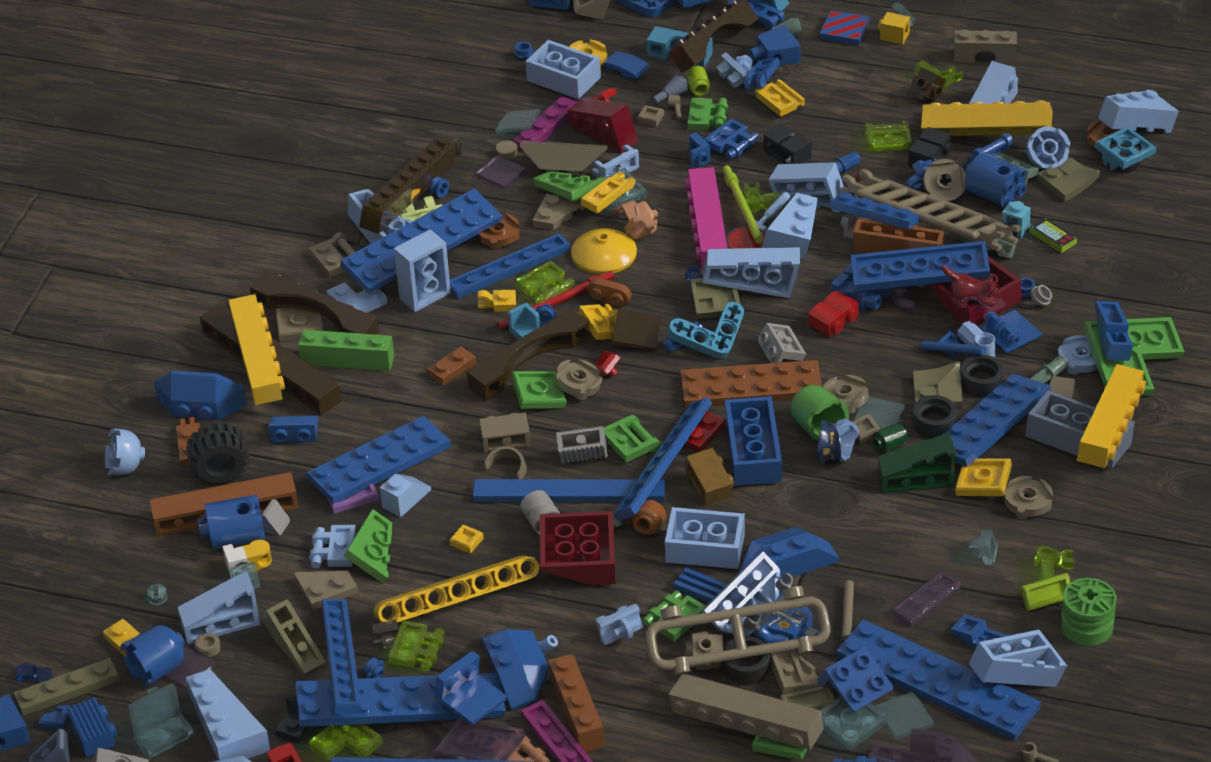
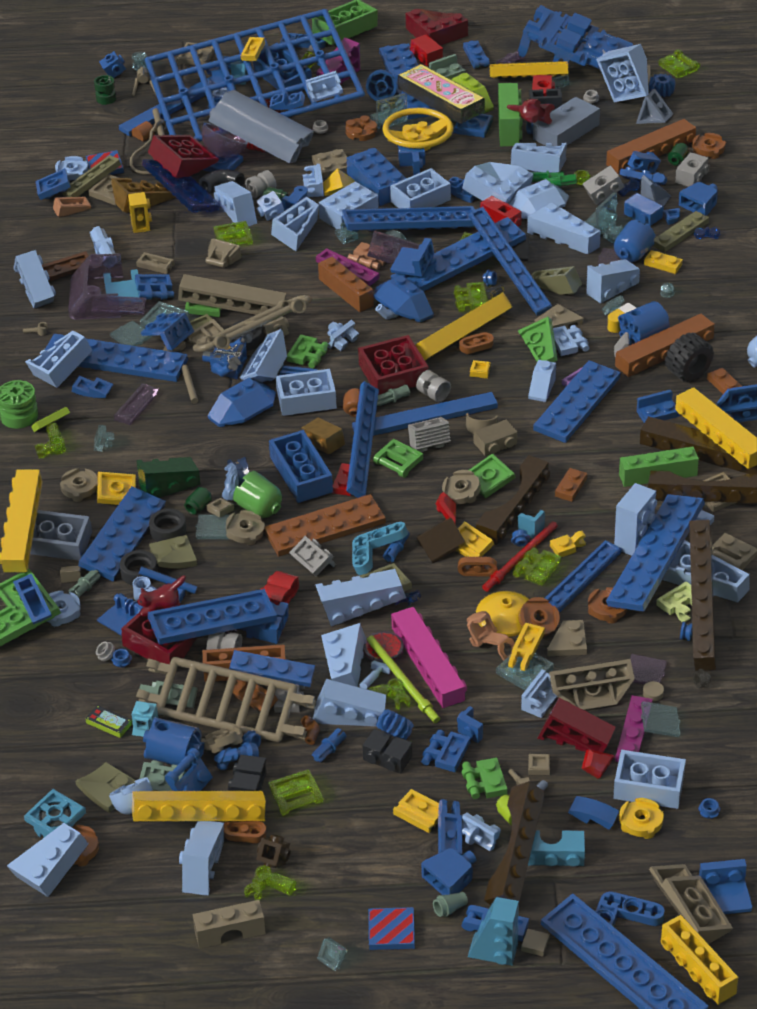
camera: 160 degrees right, 0 degrees up
(444, 569) = (476, 343): none -> dark orange plate
(564, 185) = (567, 650): bright green wing -> none
(577, 222) = (544, 609): none -> dark orange plate
(771, 153) = (394, 724): none -> blue gear
(894, 28) = (337, 928): yellow brick -> none

